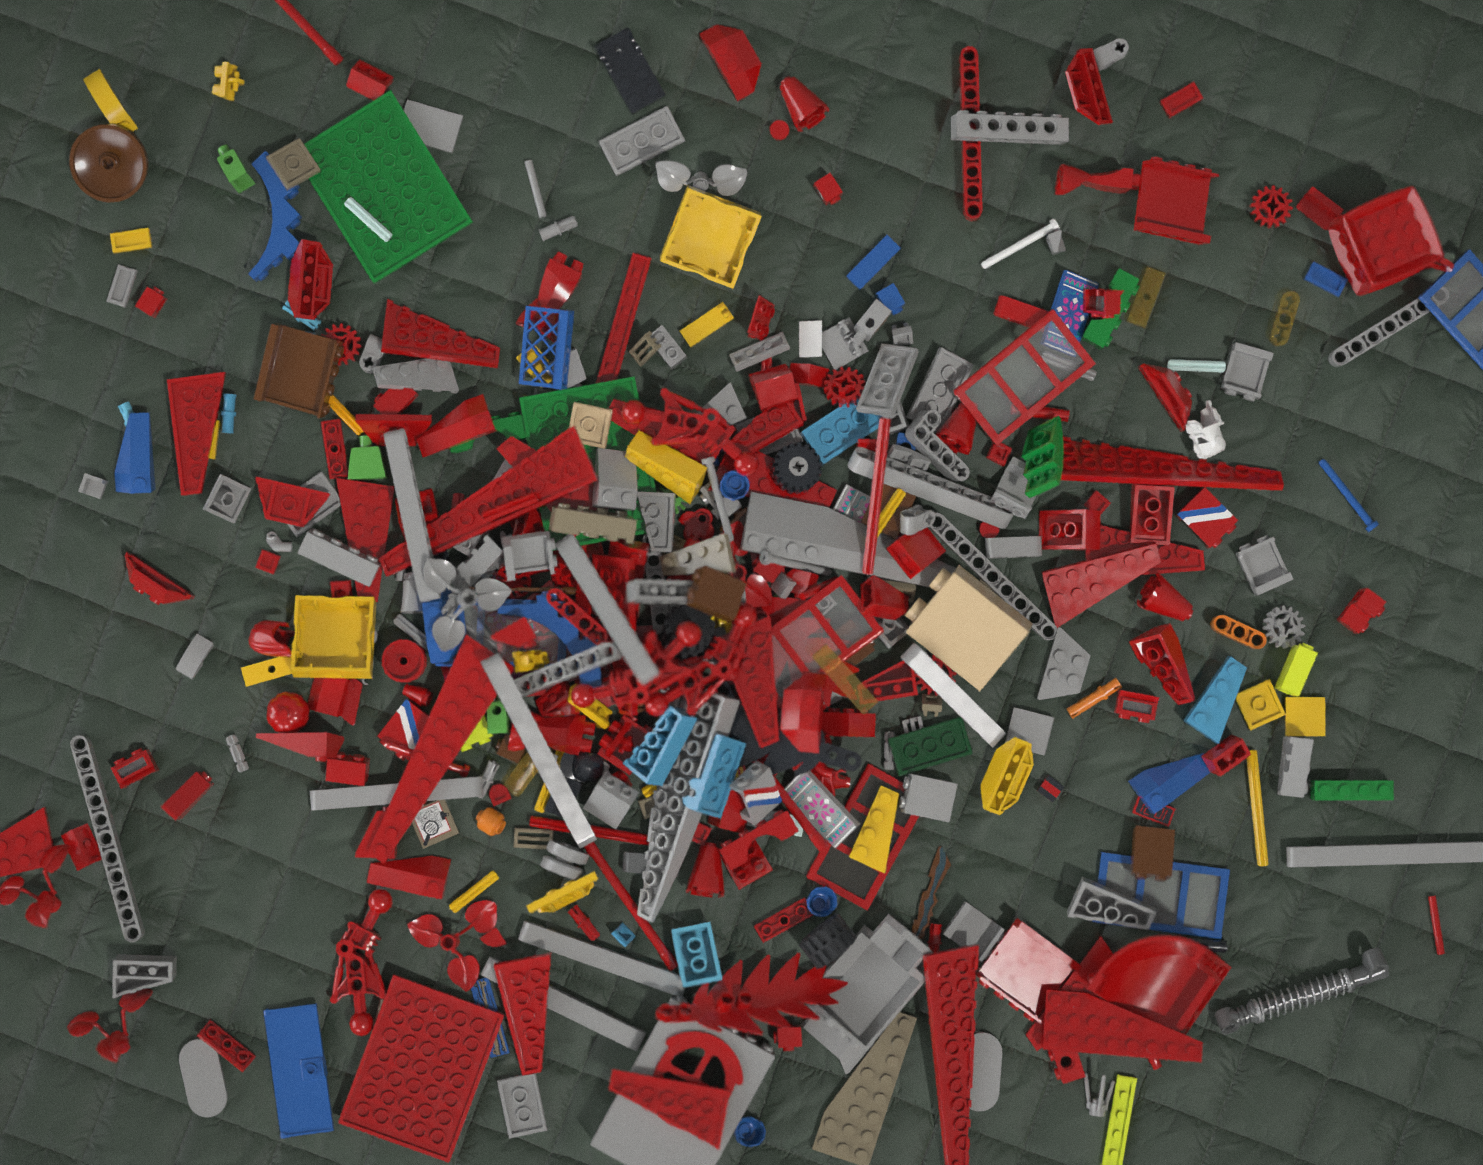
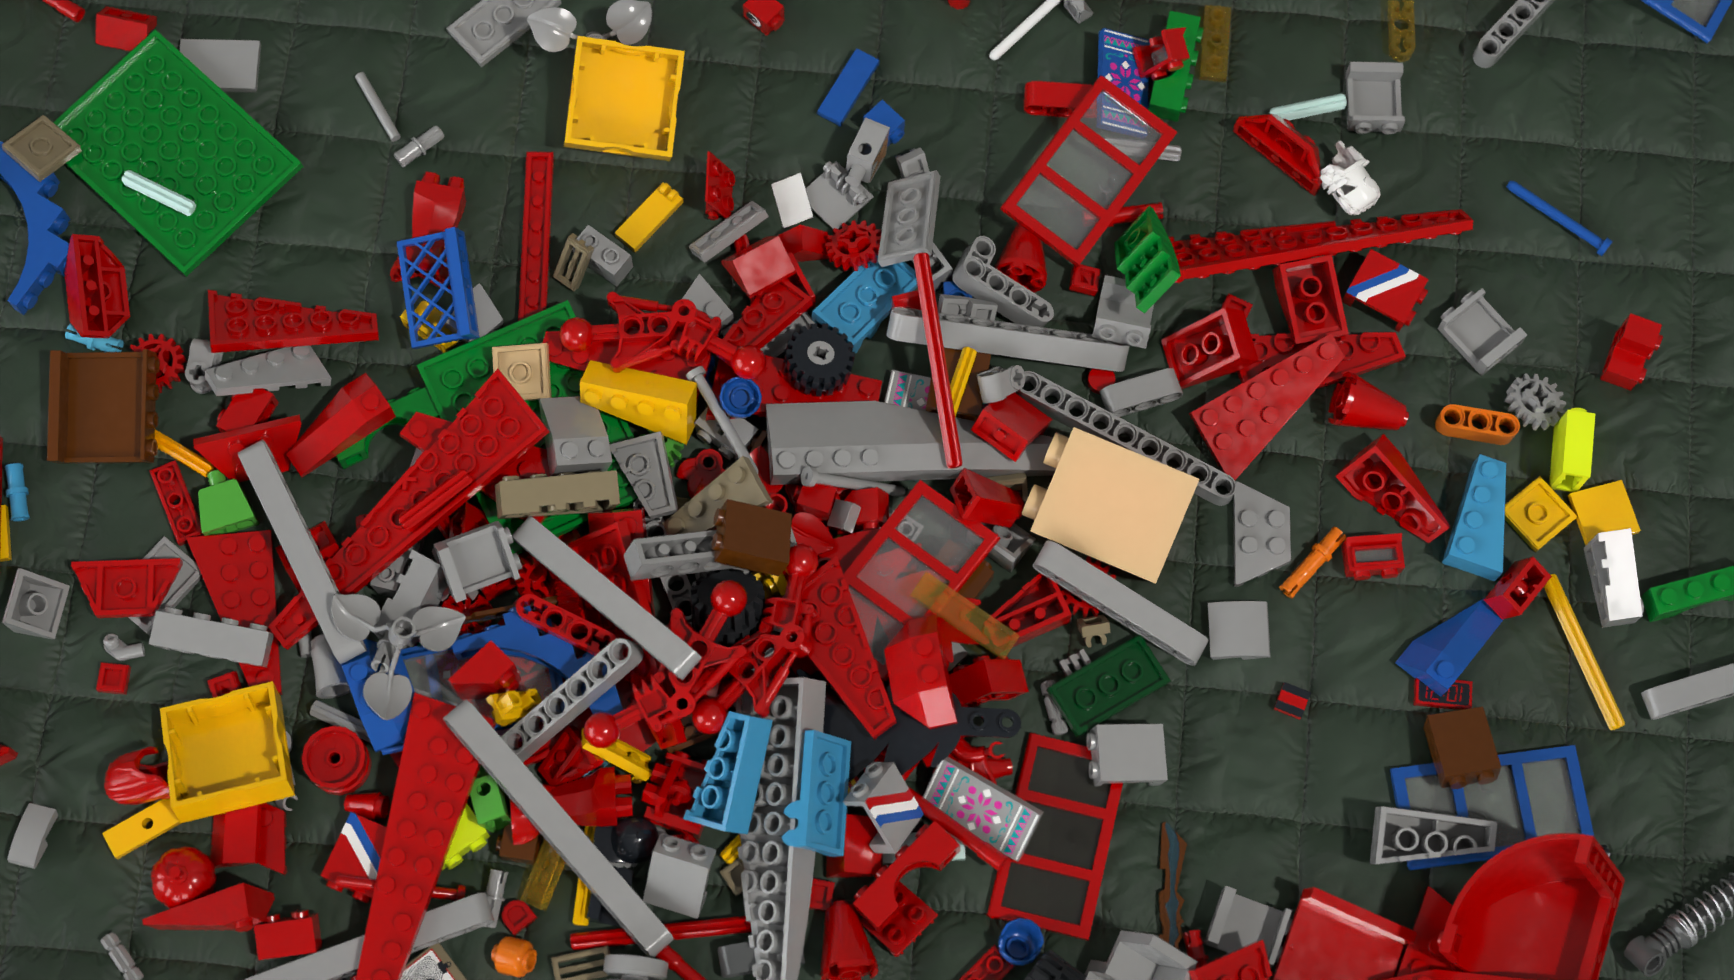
camera: 15 degrees left, 15 degrees down
(814, 590) = (885, 511): red bar -> none
(875, 836) = (1069, 830): yellow wing -> none
(937, 388) = (980, 212): light grey tile -> none
(1006, 775) = (1227, 693): yellow wedge -> none

